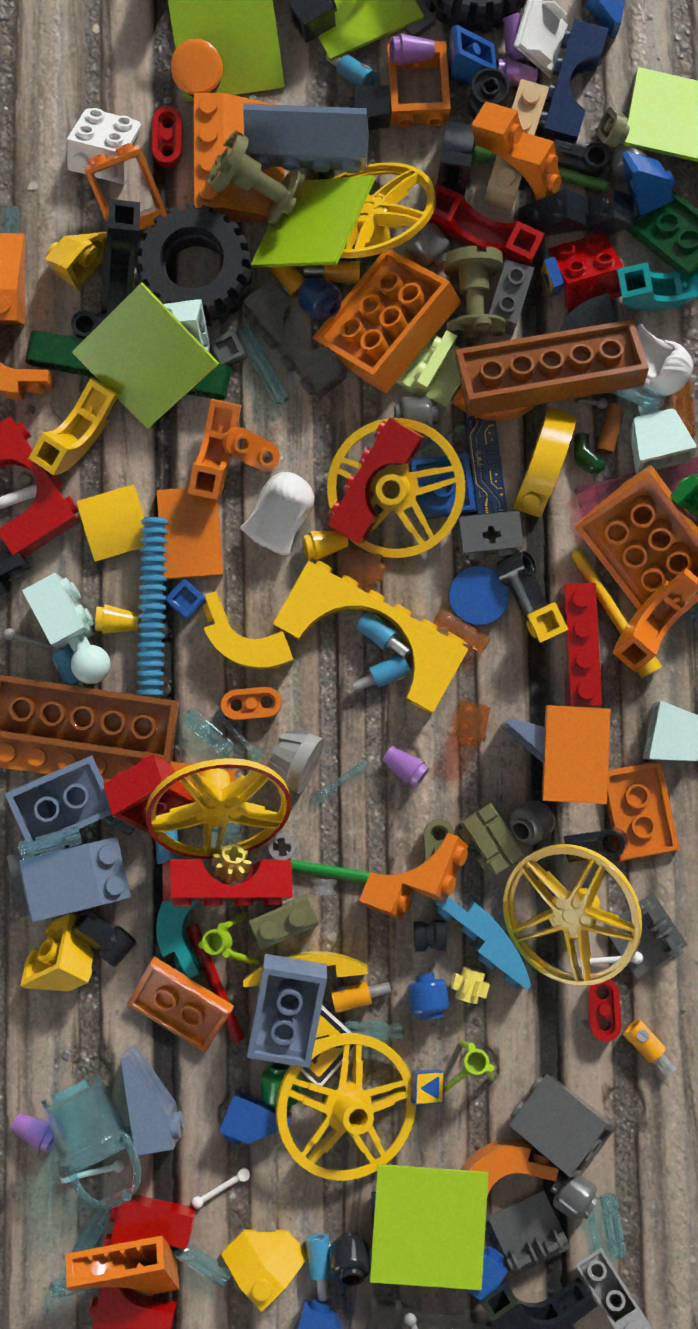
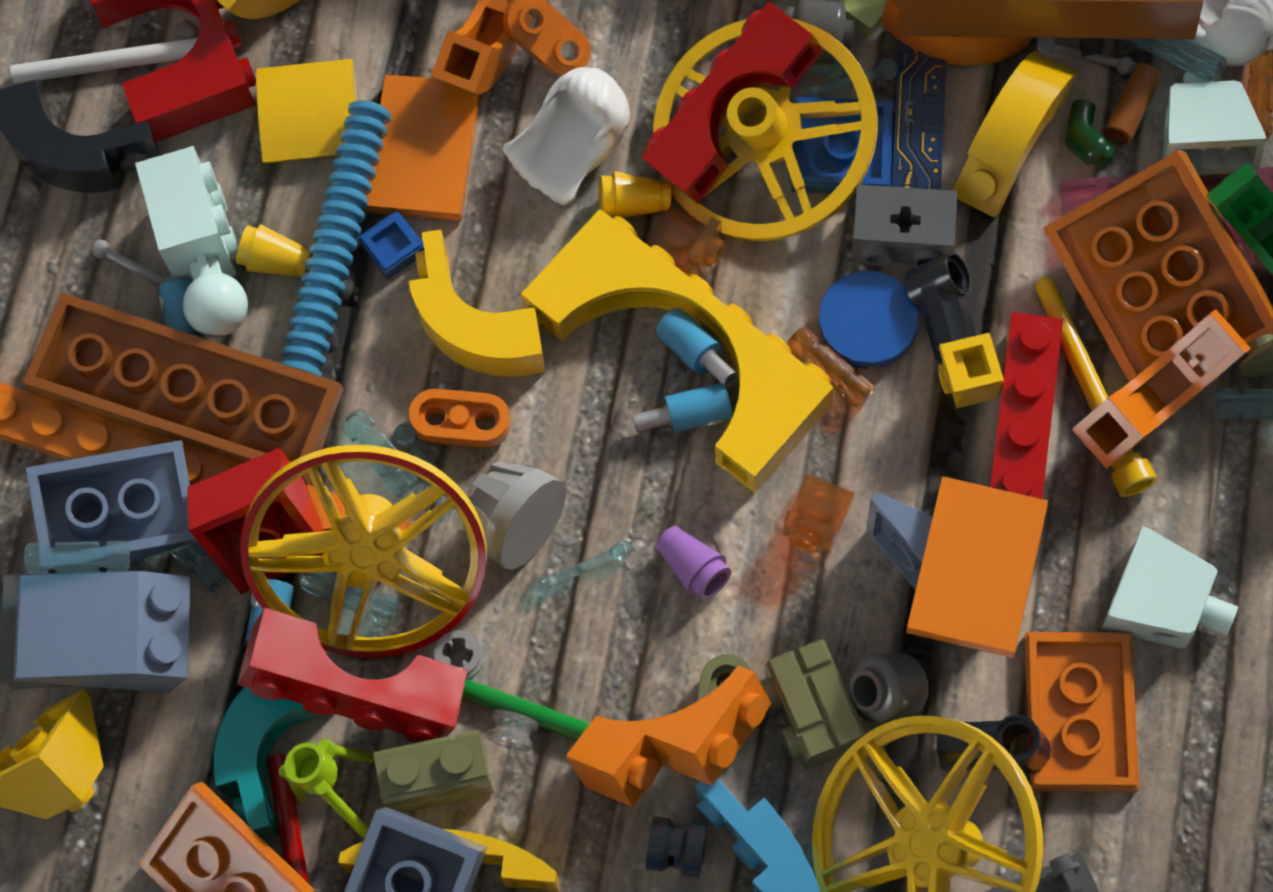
camera: 20 degrees right, 15 degrees down
(109, 941) = (135, 750): black piece -> none
(231, 863) = (367, 653): light yellow gear -> none

